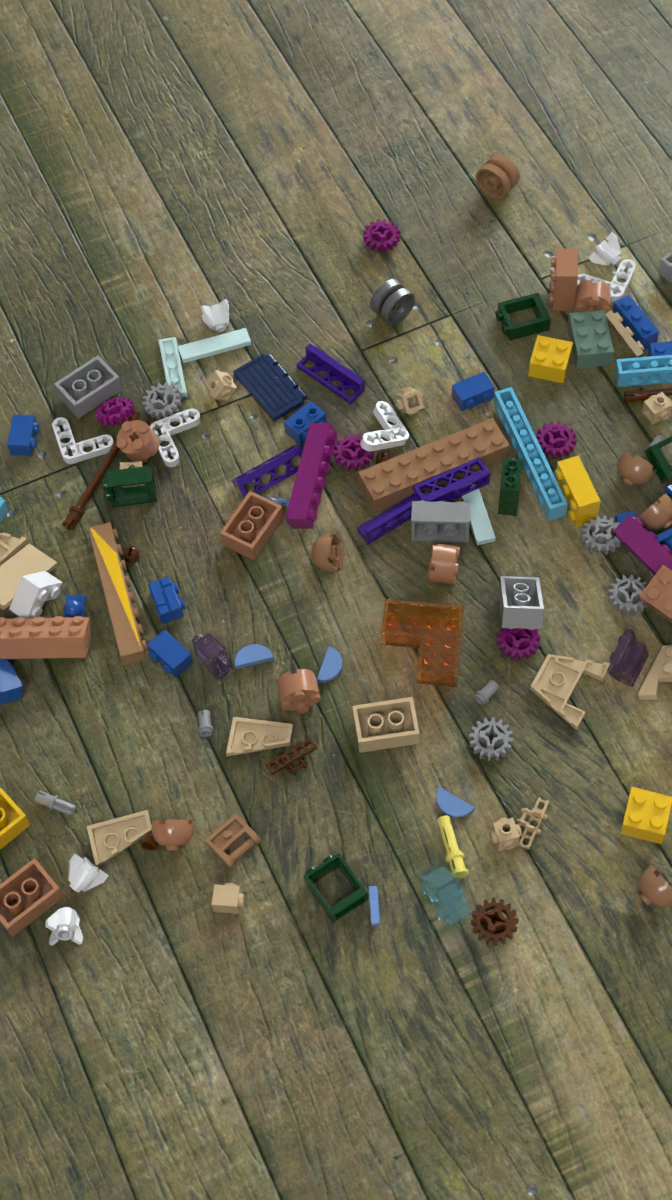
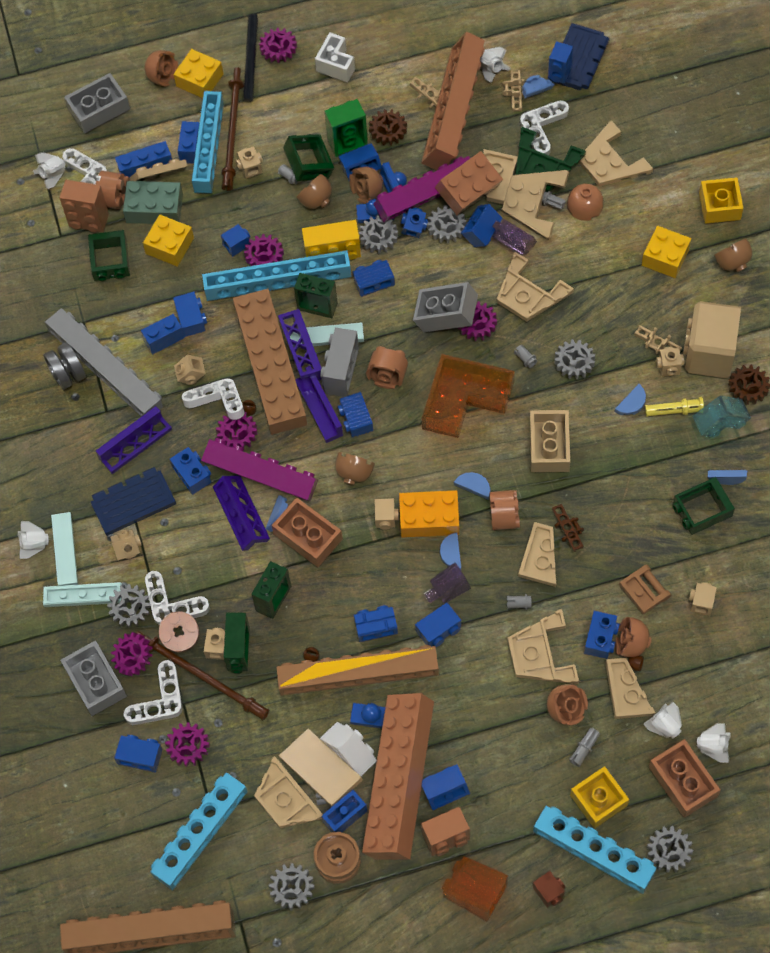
camera: 80 degrees left, 5 degrees up
(34, 470) = (181, 750): none -> magenta gear
(92, 776) = (567, 704): none -> nougat cylinder
(151, 742) = (532, 652): none -> tan wing
(175, 803) = (600, 635): none -> blue brick
(189, 504) = (271, 594): none -> dark green window
(283, 590) = (385, 513): none -> tan brick
(288, 627) = (429, 513): none -> light orange brick
(388, 547) = (355, 414): none -> blue brick
(405, 335) = (103, 363): none -> light grey brick
(444, 372) = (162, 334): none -> blue brick
(534, 868) = (711, 339): none -> tan plate
(549, 538) = (373, 277): none -> blue brick
(565, 413) = (235, 240): none -> blue brick
(622, 562) = (414, 222): none -> blue brick
(641, 625) = (479, 227): none -> blue brick

